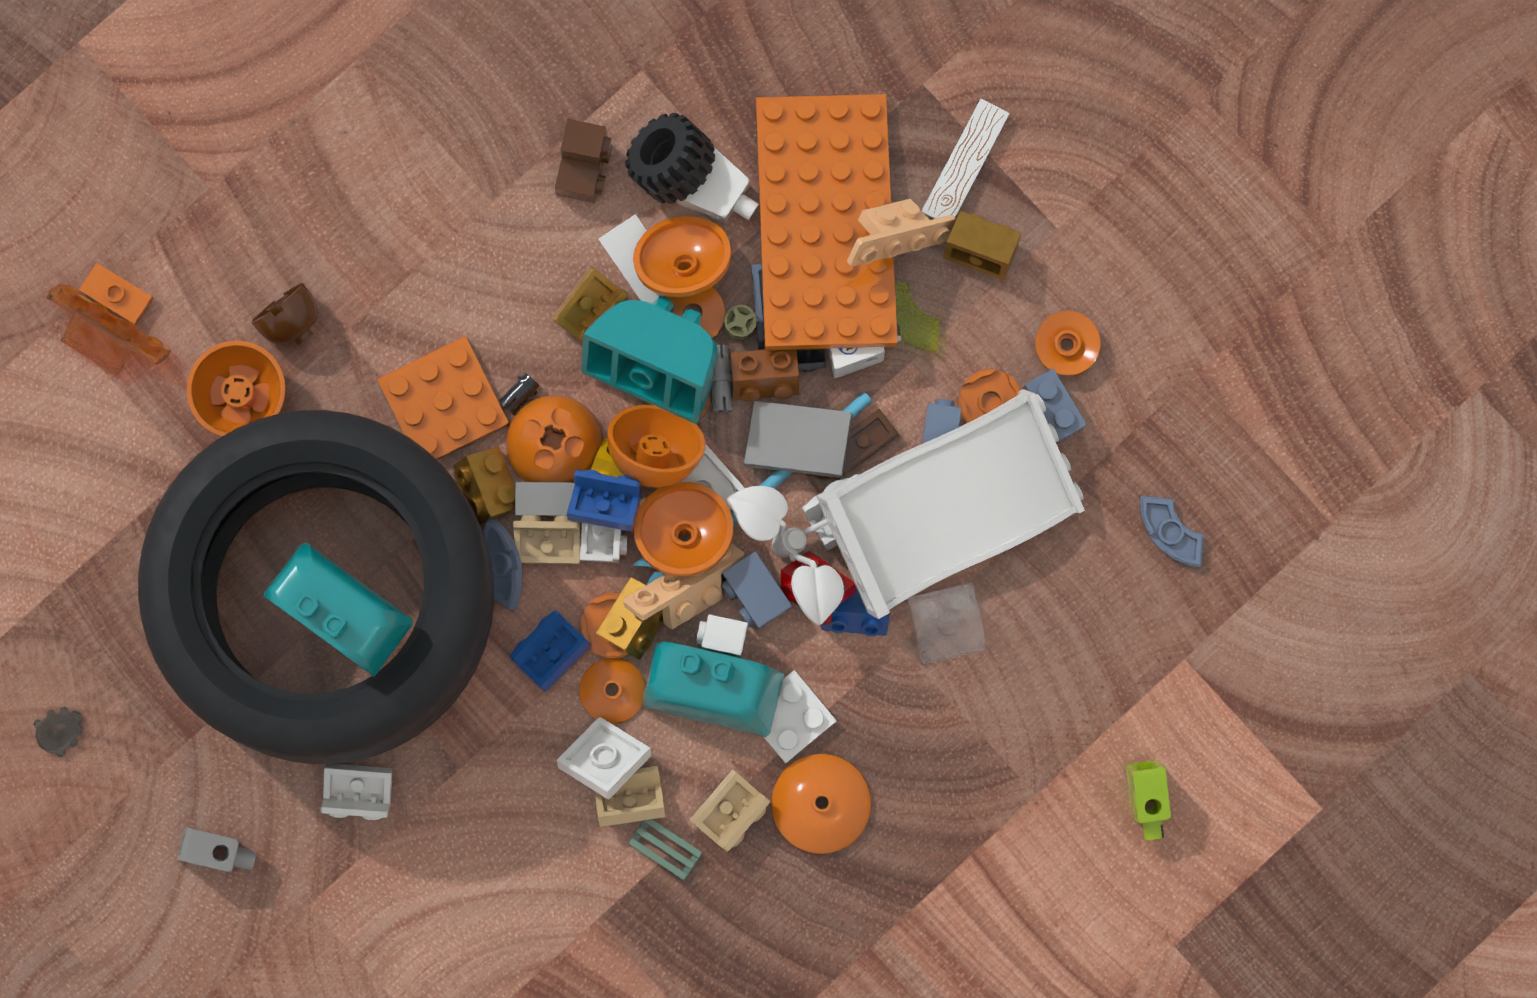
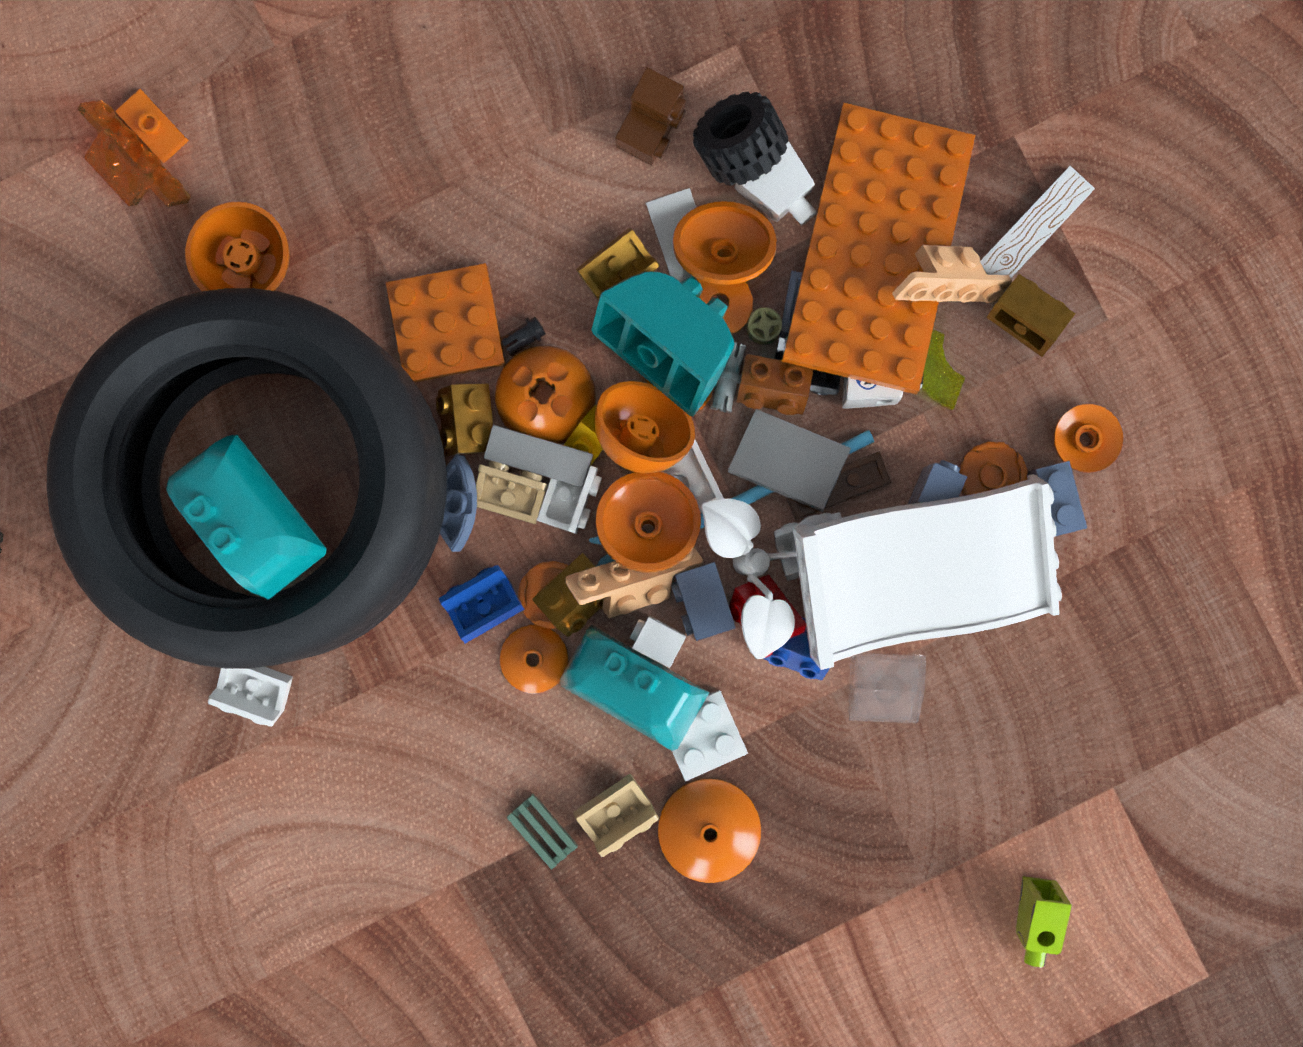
camera: 30 degrees right, 5 degrees up
(198, 849) = (76, 706): light grey torso -> none
(288, 317) = (313, 196): reddish brown cylinder -> none
(604, 500) = (575, 470): blue bracket -> none
(604, 758) = (504, 728): white plate -> none
(635, 801) = (519, 772): tan bracket -> none
(1169, 533) = (1134, 657): sand blue tile -> none

